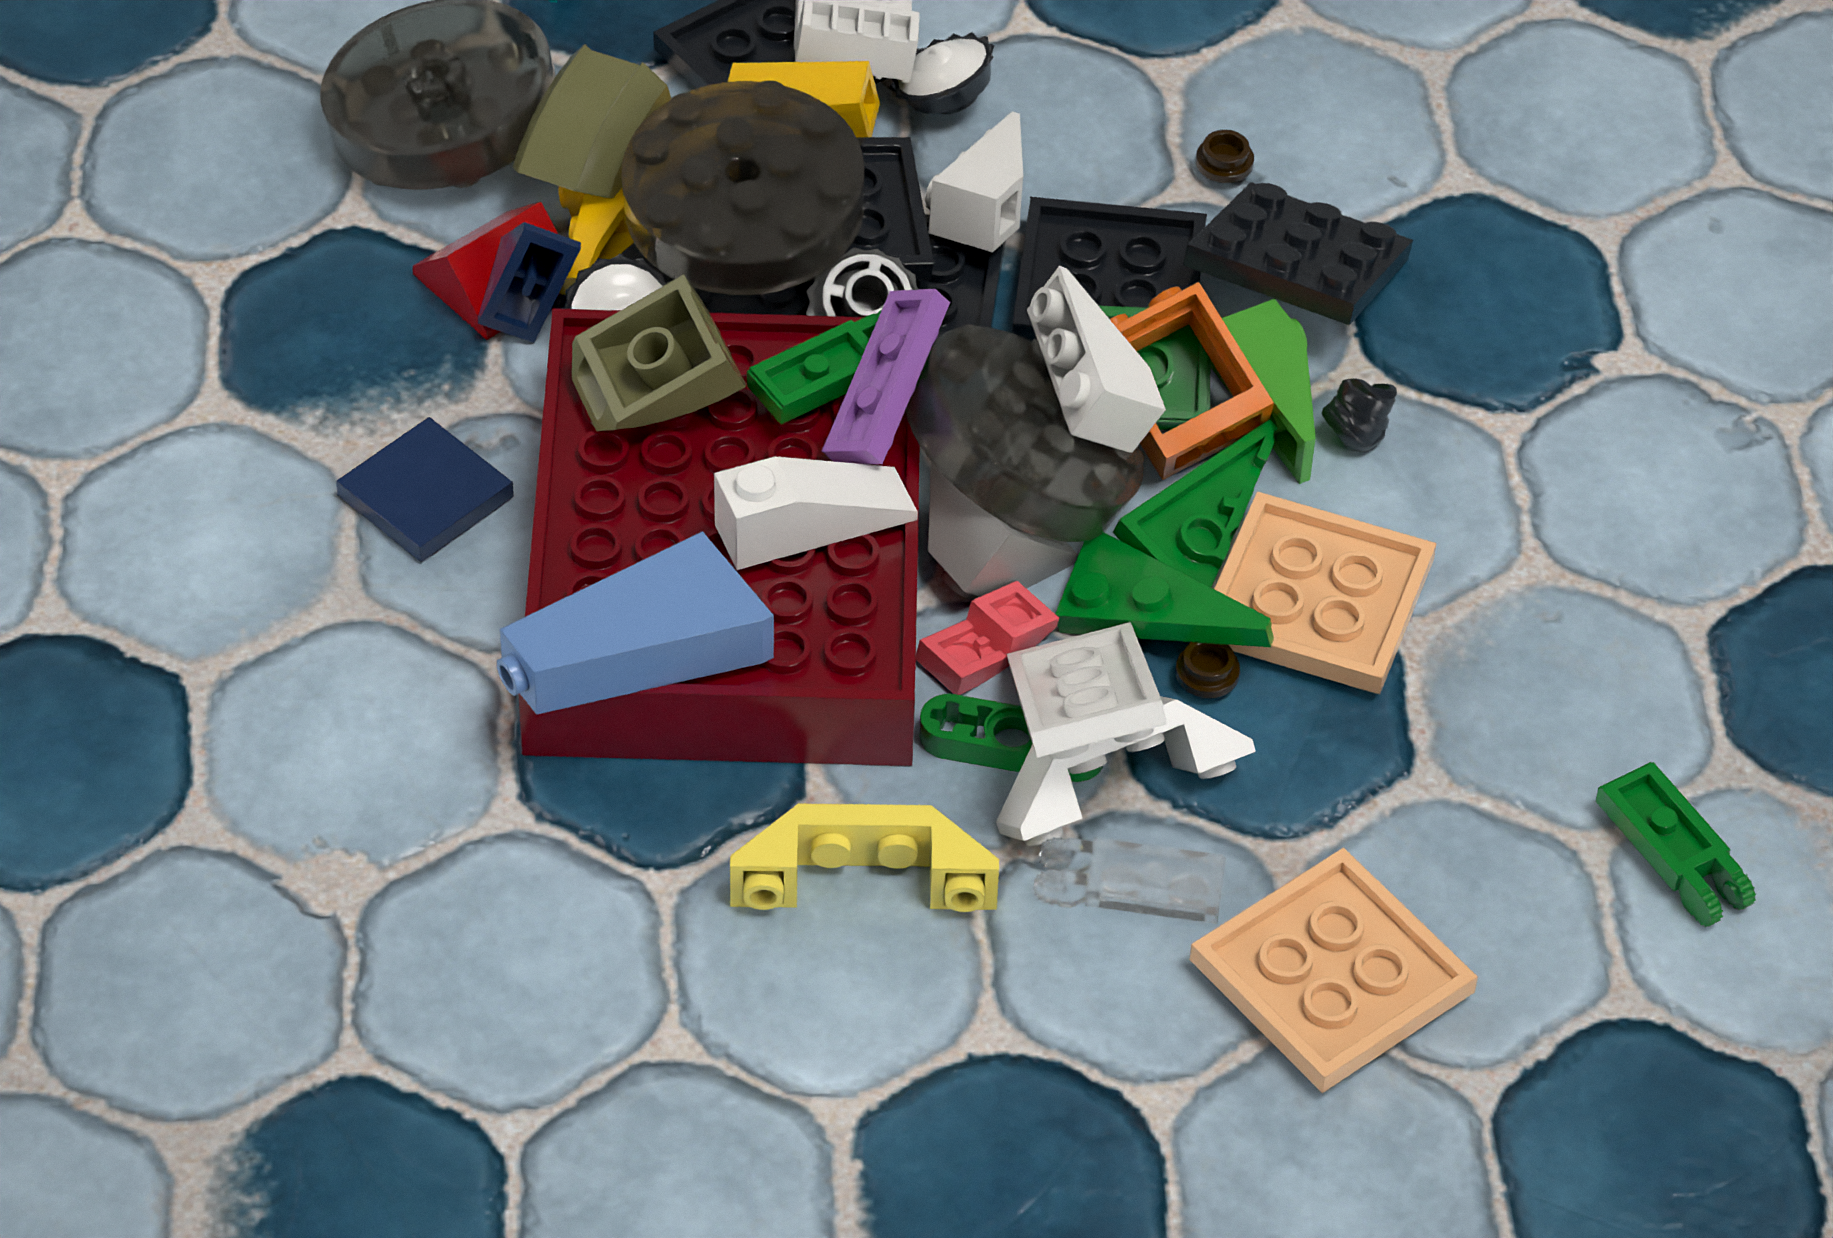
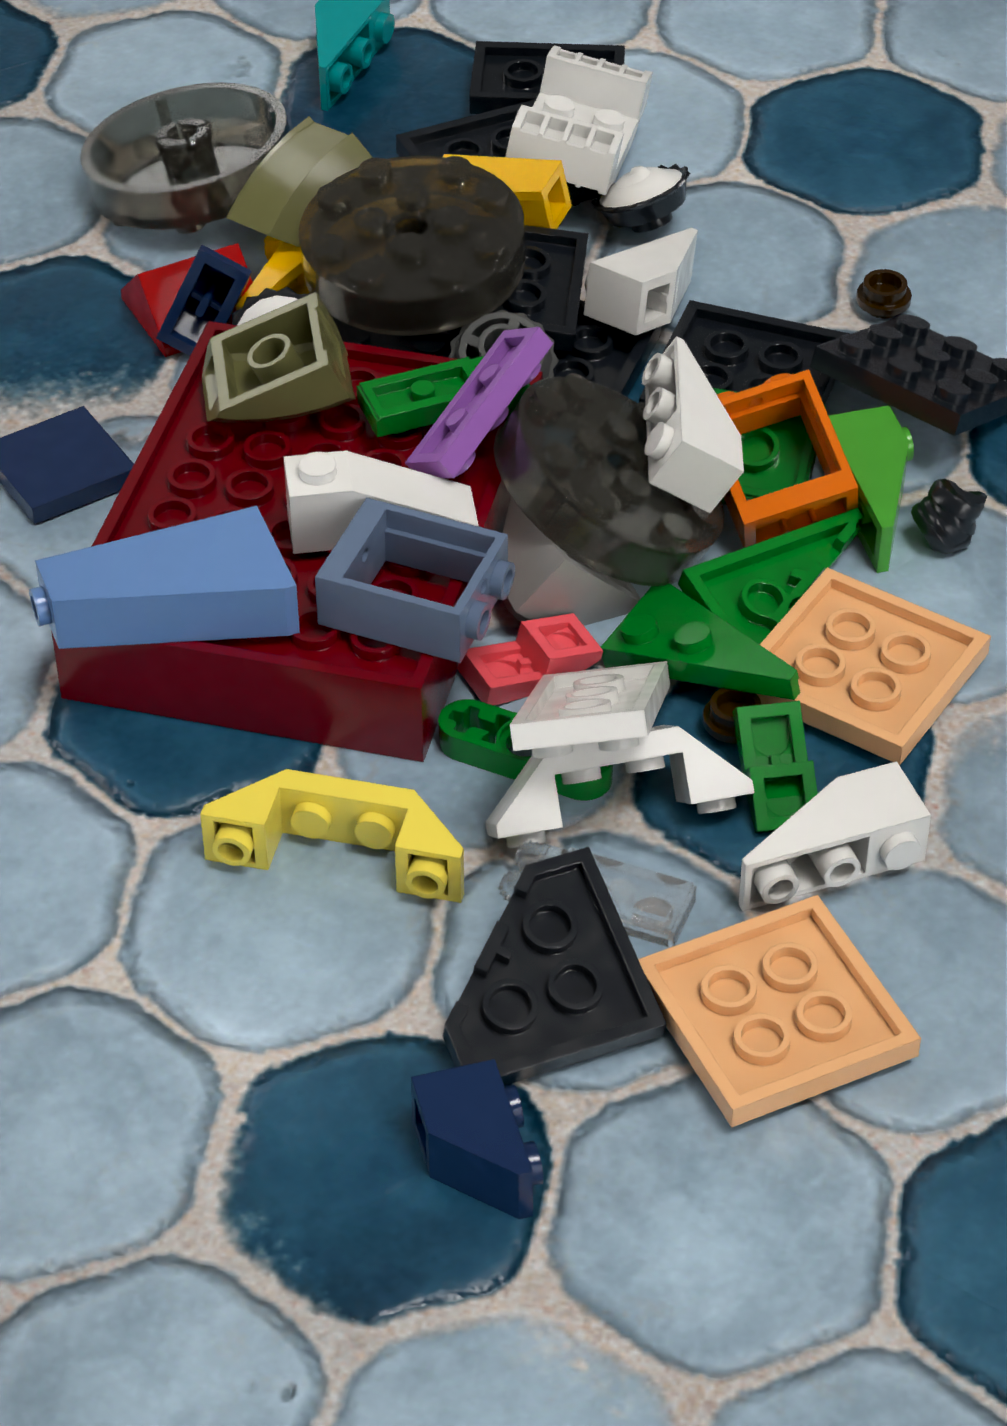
camera: 15 degrees right, 5 degrees down
(888, 545) = (421, 542): none -> sand blue window
(1091, 1147) = (473, 1136): none -> dark blue slope
(1119, 978) = (553, 978): none -> black plate
(1262, 708) = (776, 760): none -> green slope
(1354, 776) = (843, 834): none -> white slope

